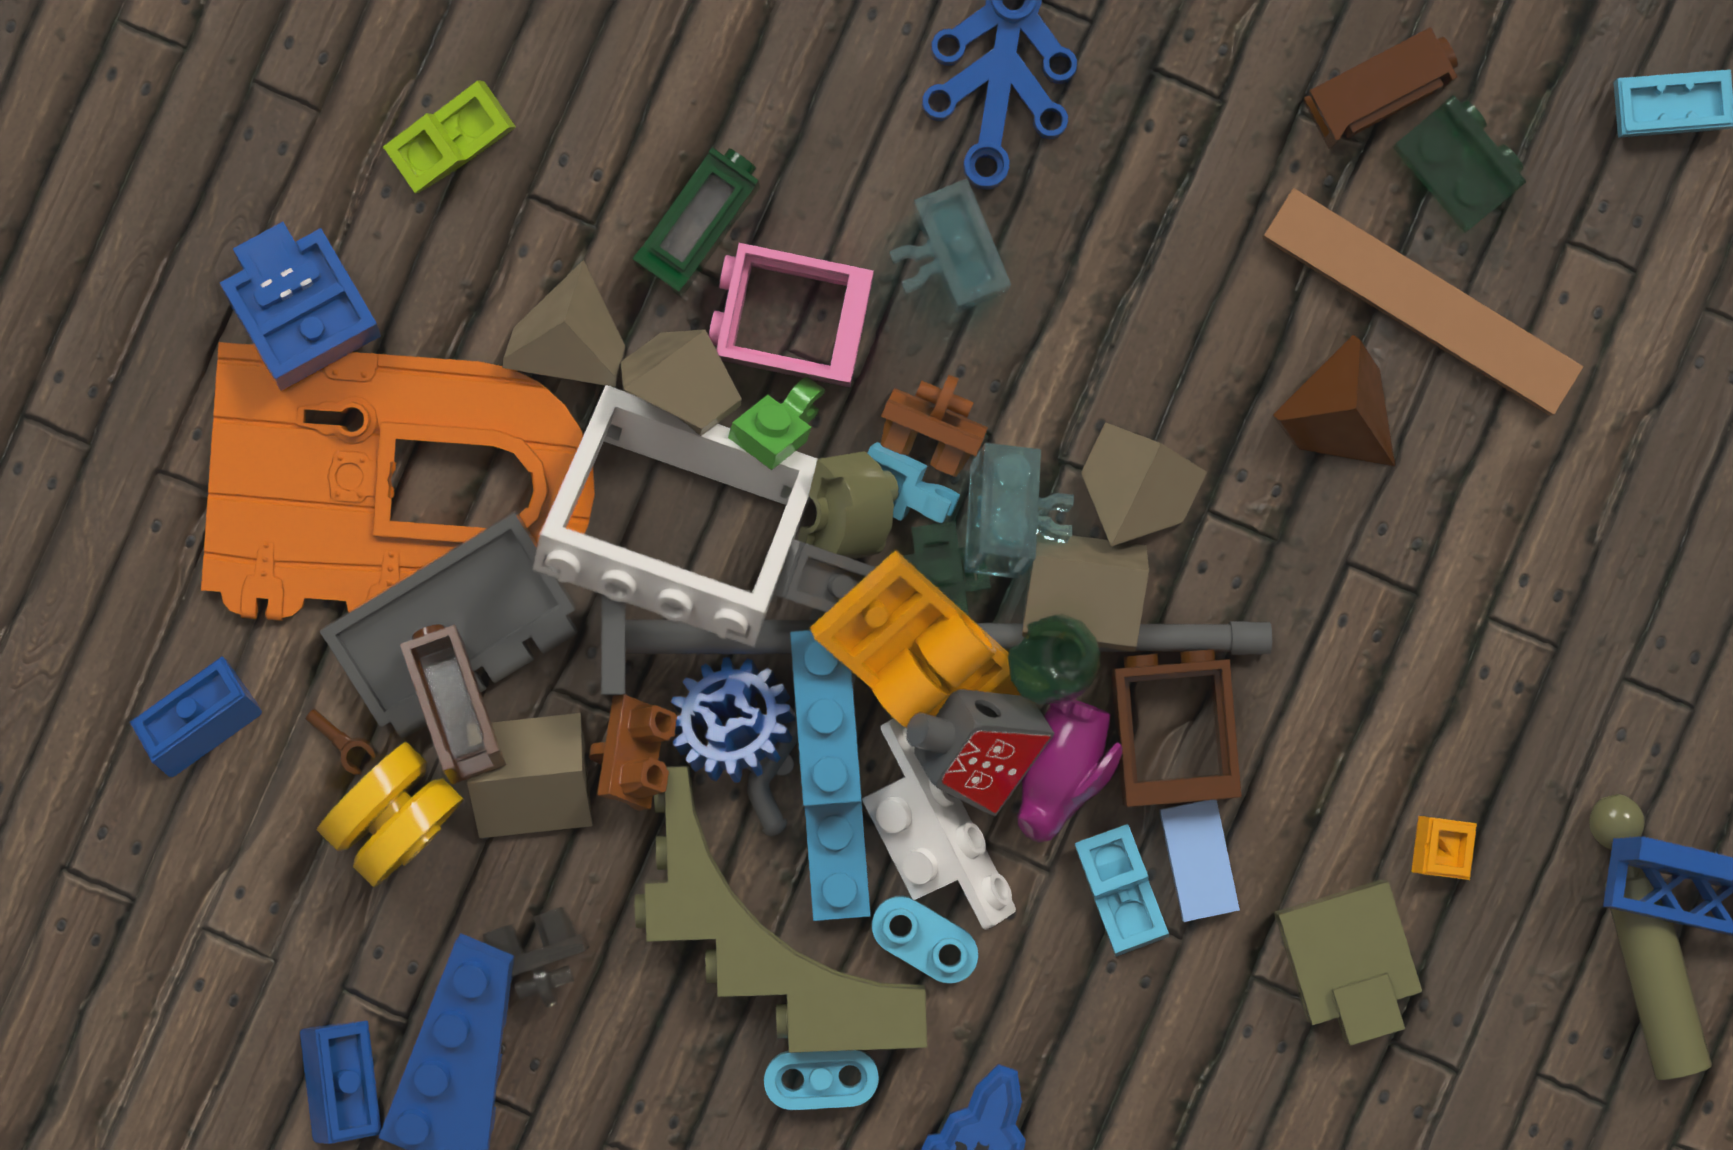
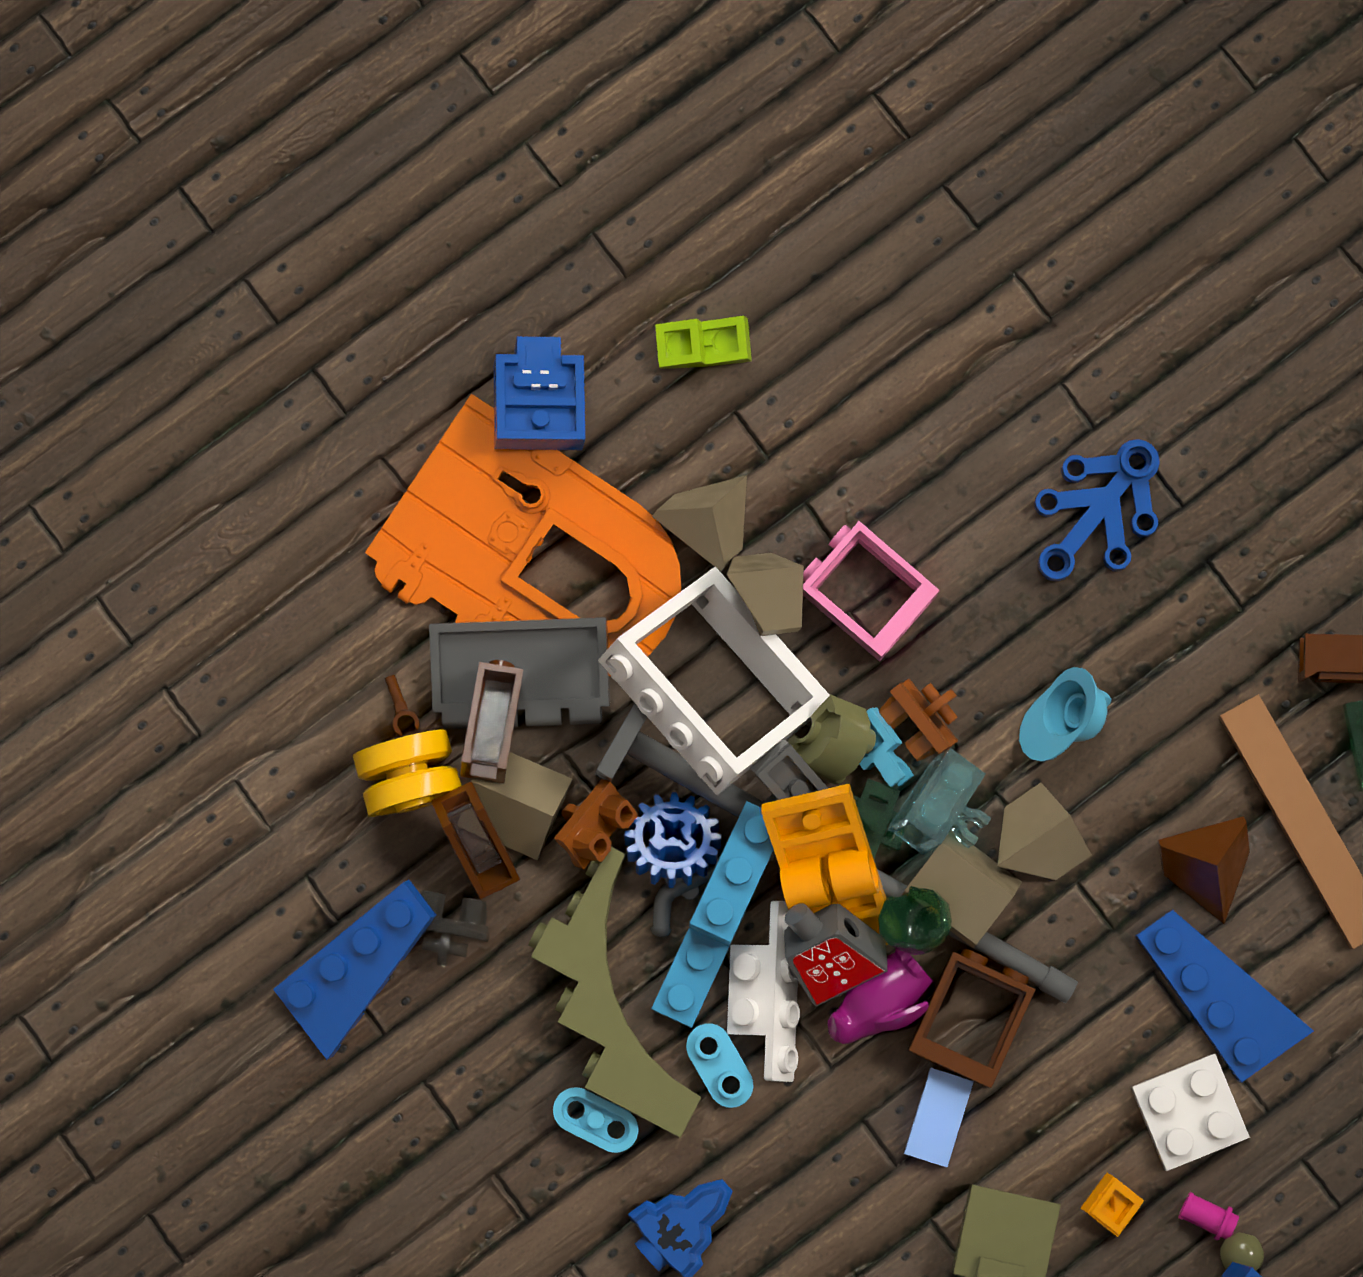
camera: 40 degrees right, 5 degrees down
(195, 718) = (312, 636): blue slope -> none
(340, 1082) = (268, 937): blue slope -> none
(509, 847) = (475, 840): none -> reddish brown window
(699, 219) = (840, 491): dark green window -> none
(775, 429) = (813, 661): bright green plate -> none
(959, 246) = (1006, 607): clear light blue brick -> none
(1089, 334) = (1064, 714): none -> medium azure piece
(1121, 890) = (873, 1108): medium azure slope -> none
(1446, 552) = (1226, 1003): none -> blue wing
(1472, 696) = (1190, 1112): none -> white plate
(1557, 800) = (1209, 1216): none -> dark pink pin

